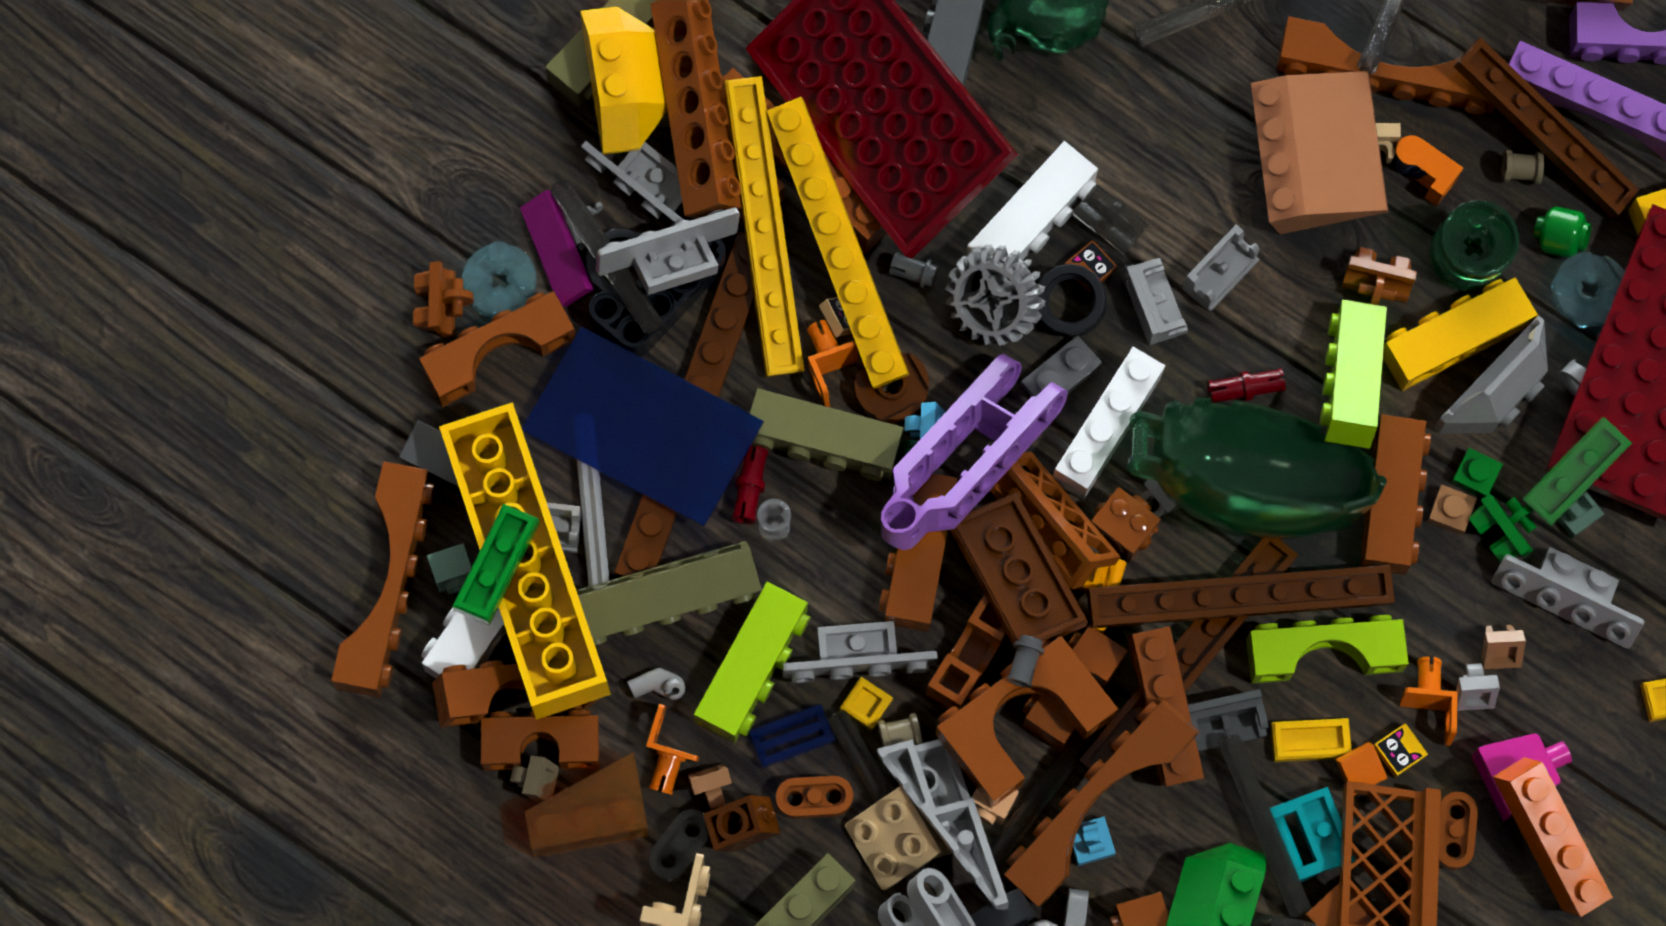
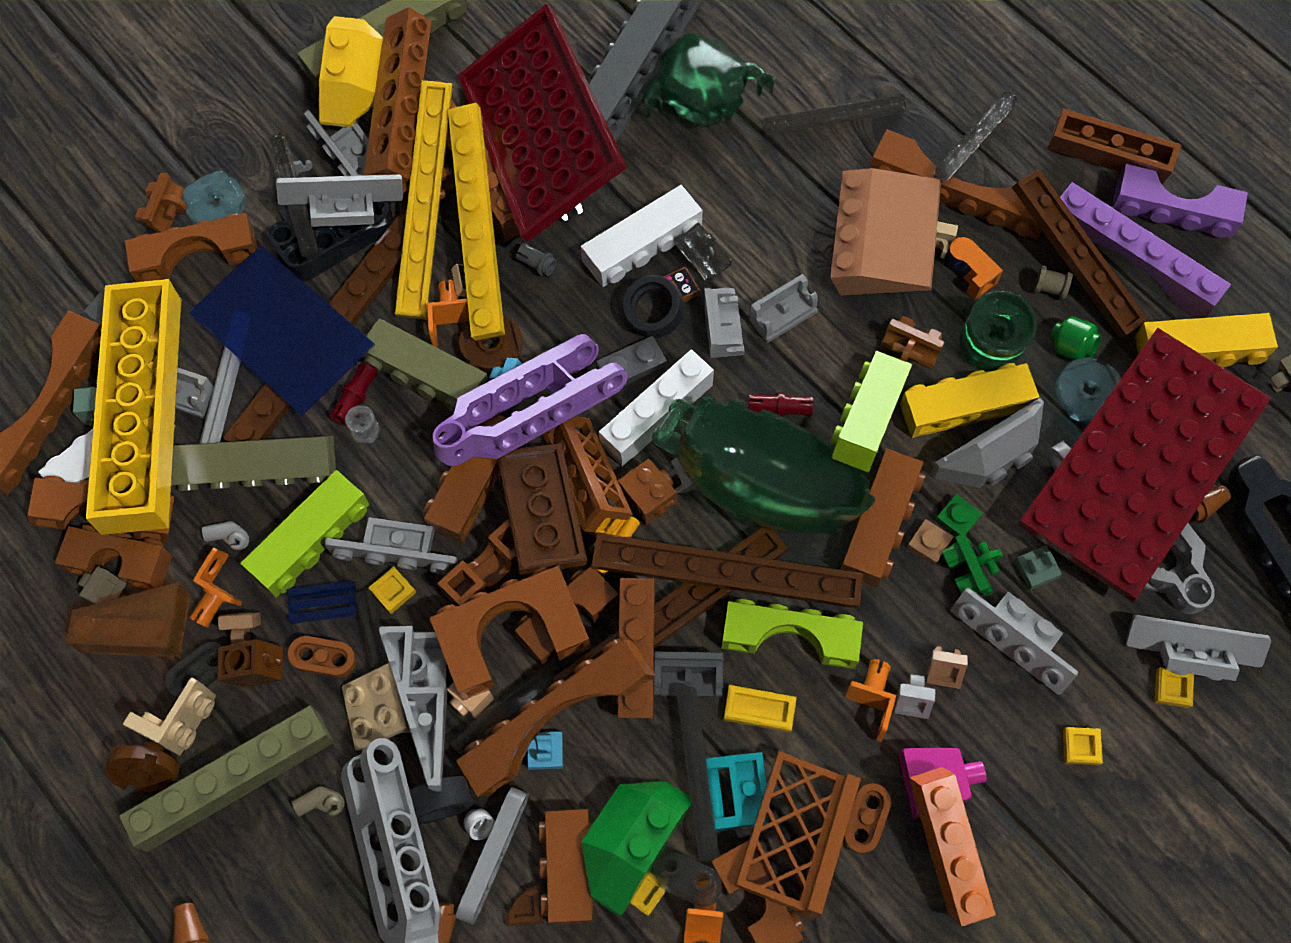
camera: 20 degrees right, 5 degrees down
(496, 564) = (102, 398): green tile -> none
(556, 248) = (263, 187): magenta tile -> none
(899, 731) = (410, 617): dark tan bush -> none
(995, 322) = (592, 267): light grey gear -> none
(1025, 660) = (519, 578): dark grey pin -> none
(1362, 765) = (797, 741): orange tile -> none
(1400, 750) = (835, 735): tile -> none
(1577, 470) = (1044, 528): green tile -> none

